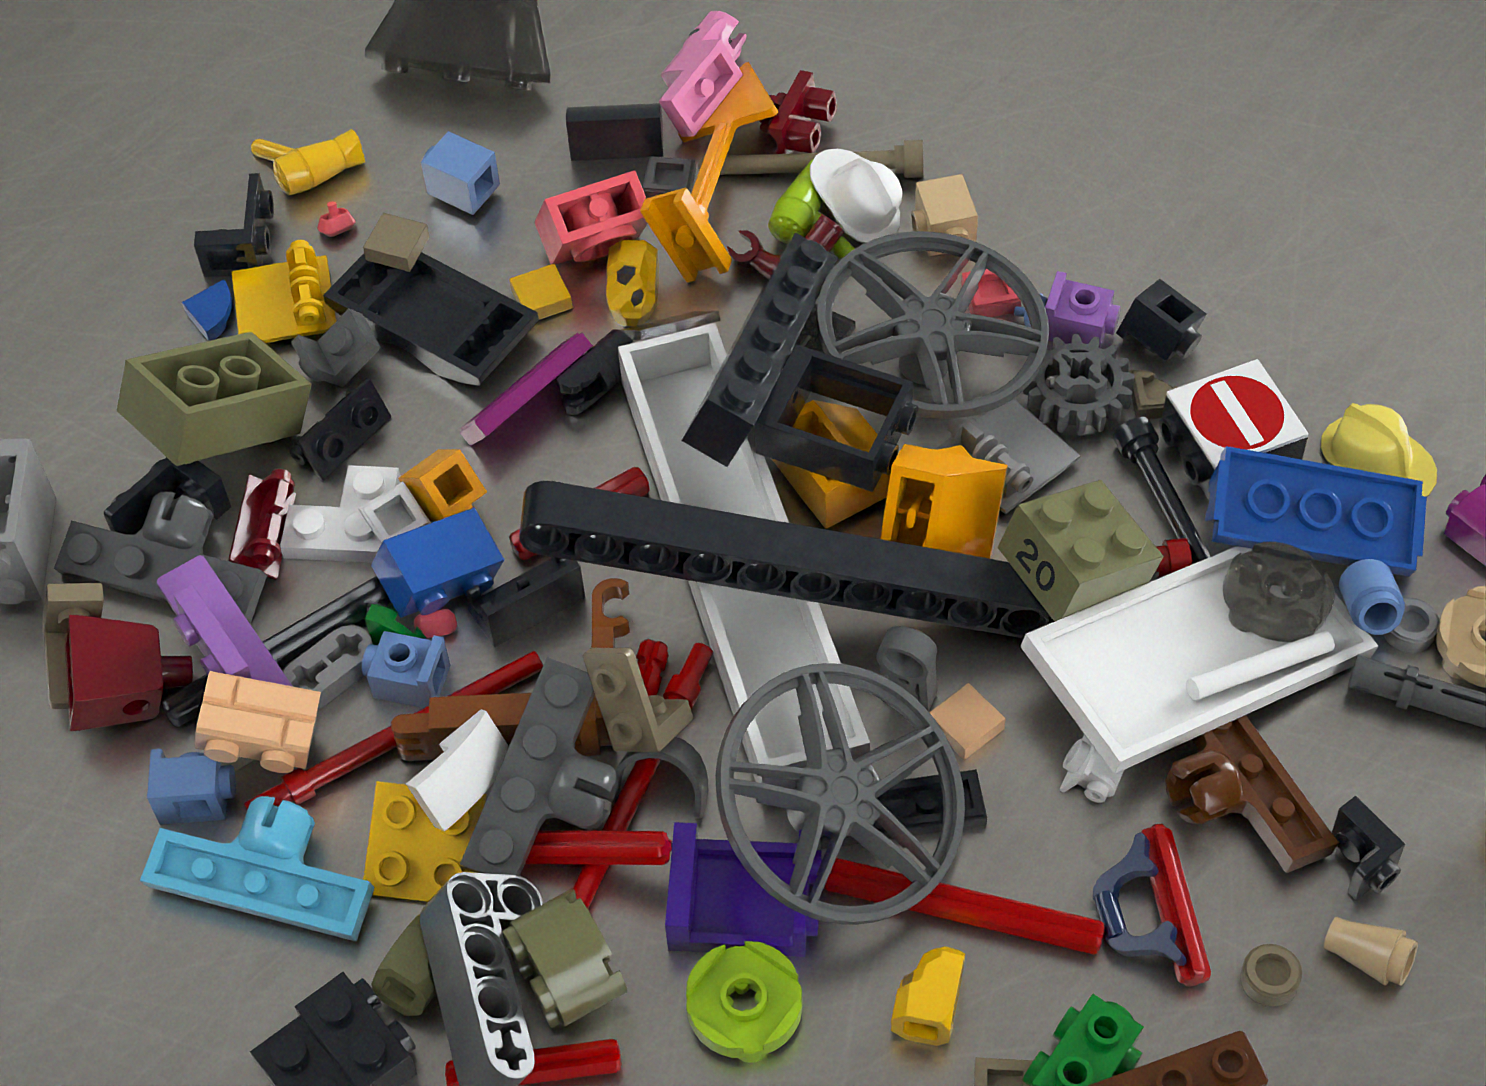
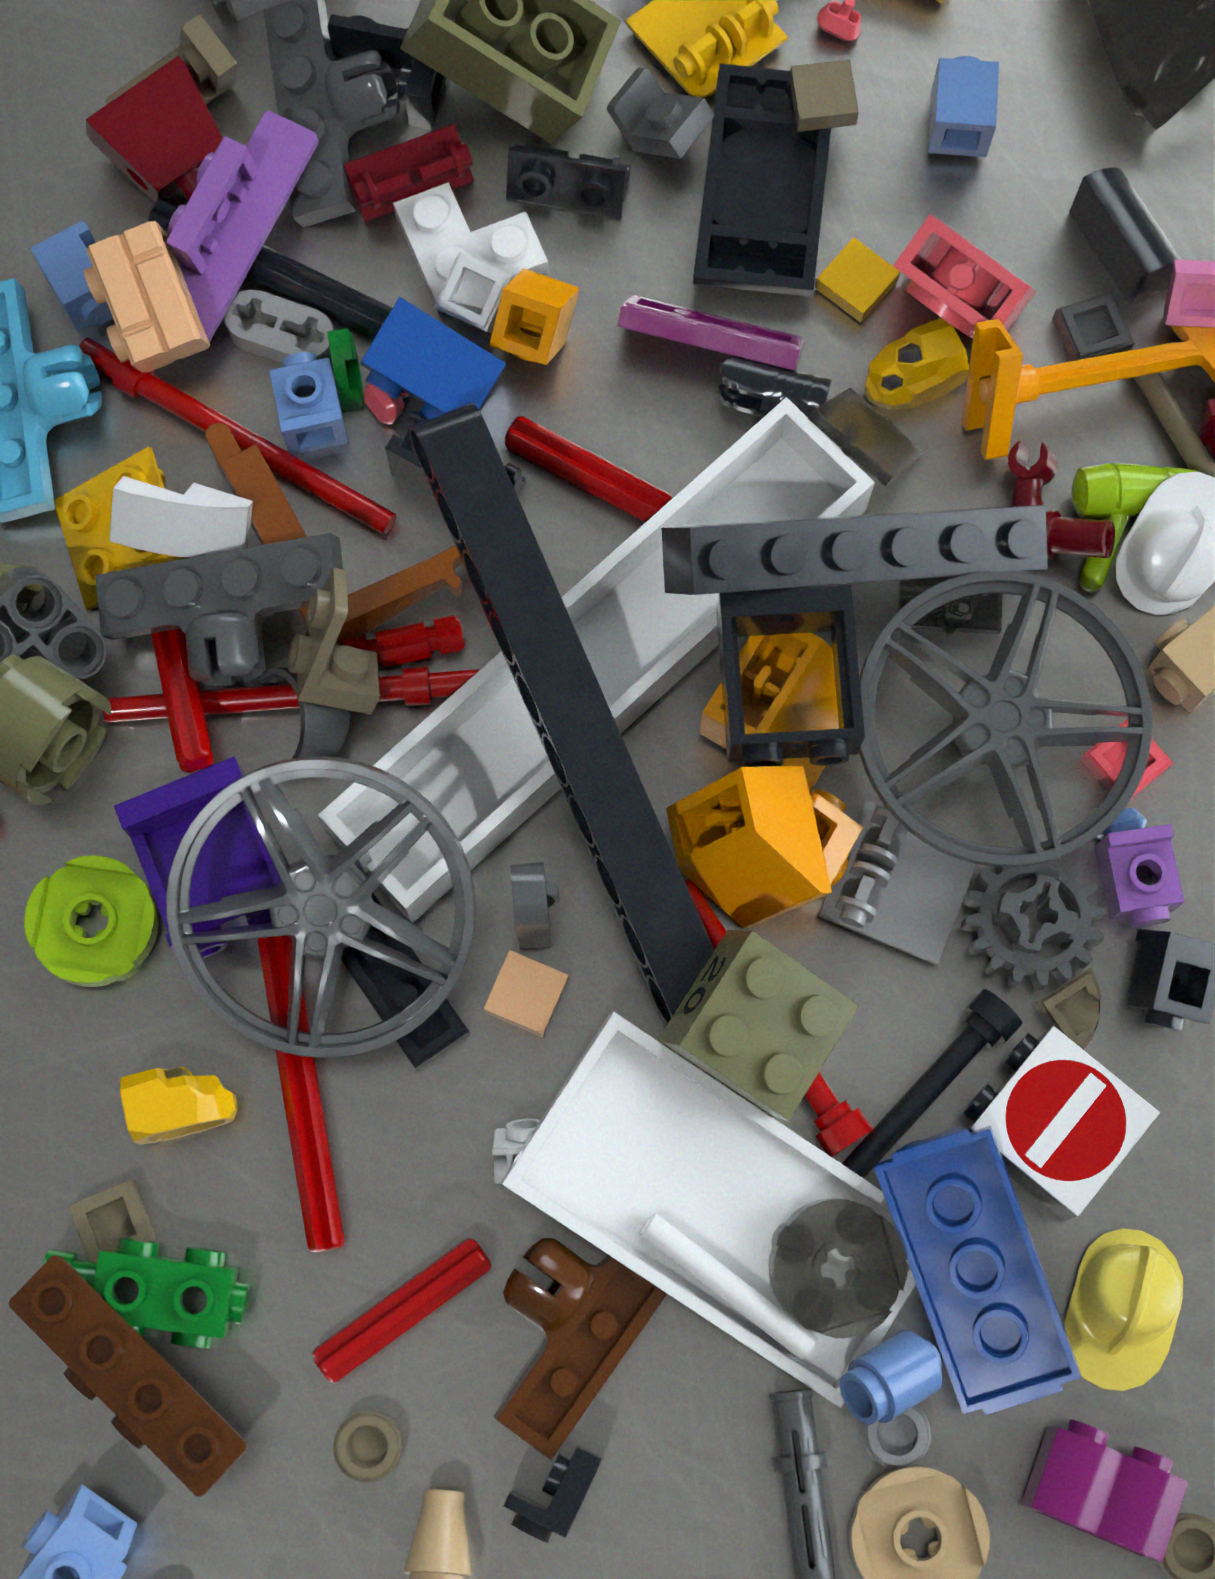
camera: 60 degrees right, 20 degrees up
(1106, 896) = (338, 1264): dark blue helmet -> none

